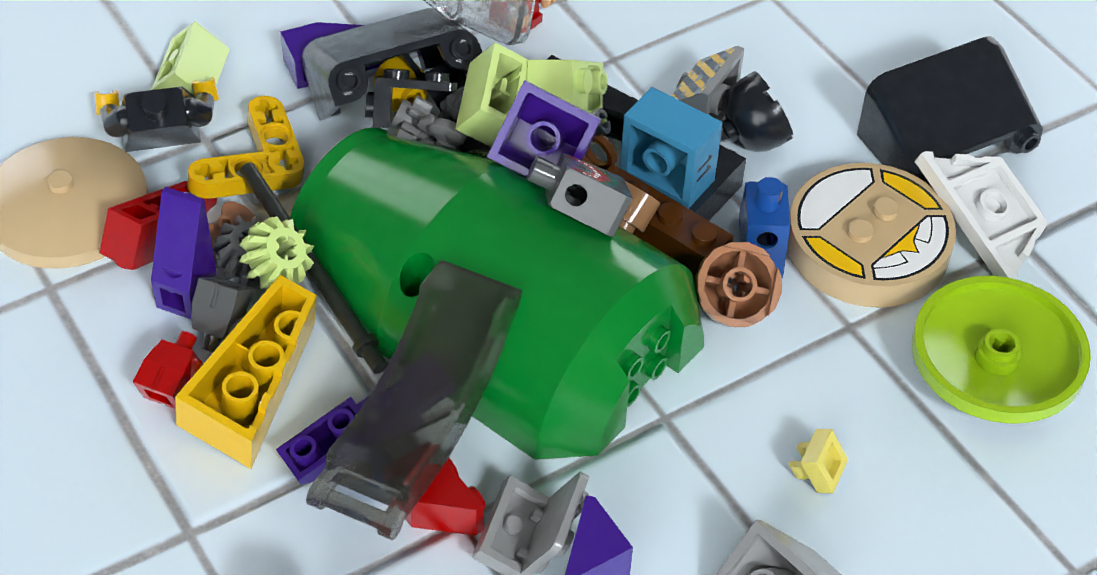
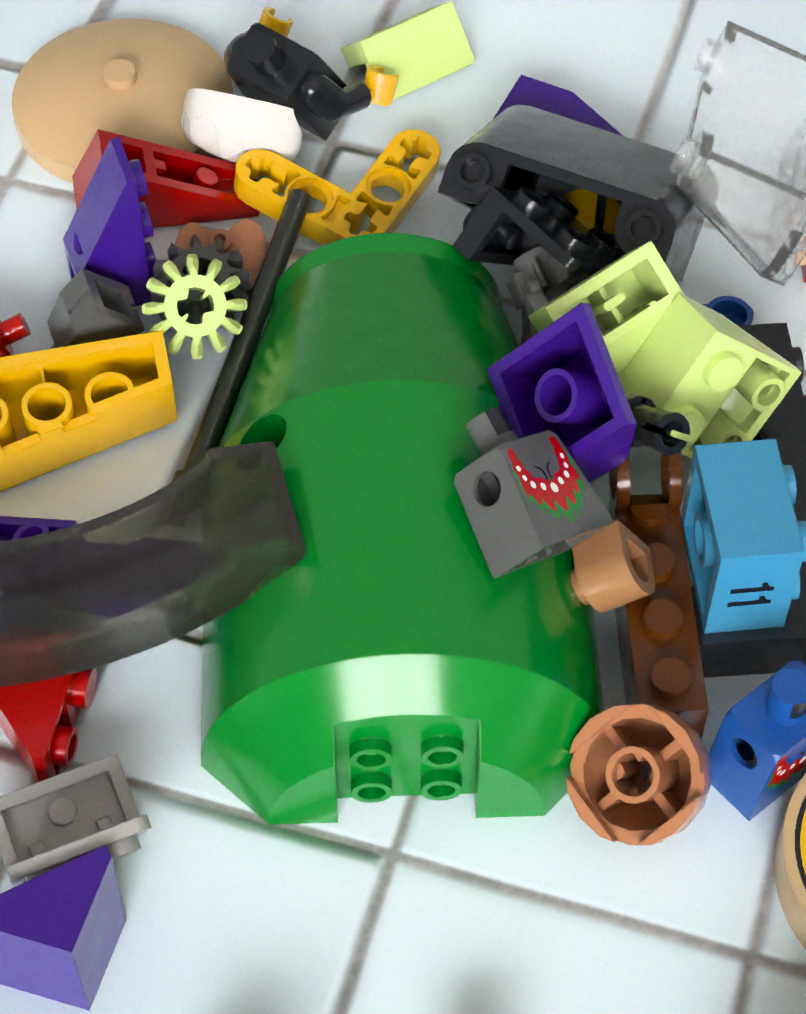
camera: 50 degrees right, 5 degrees up
(163, 160) = (237, 124): none -> white piece

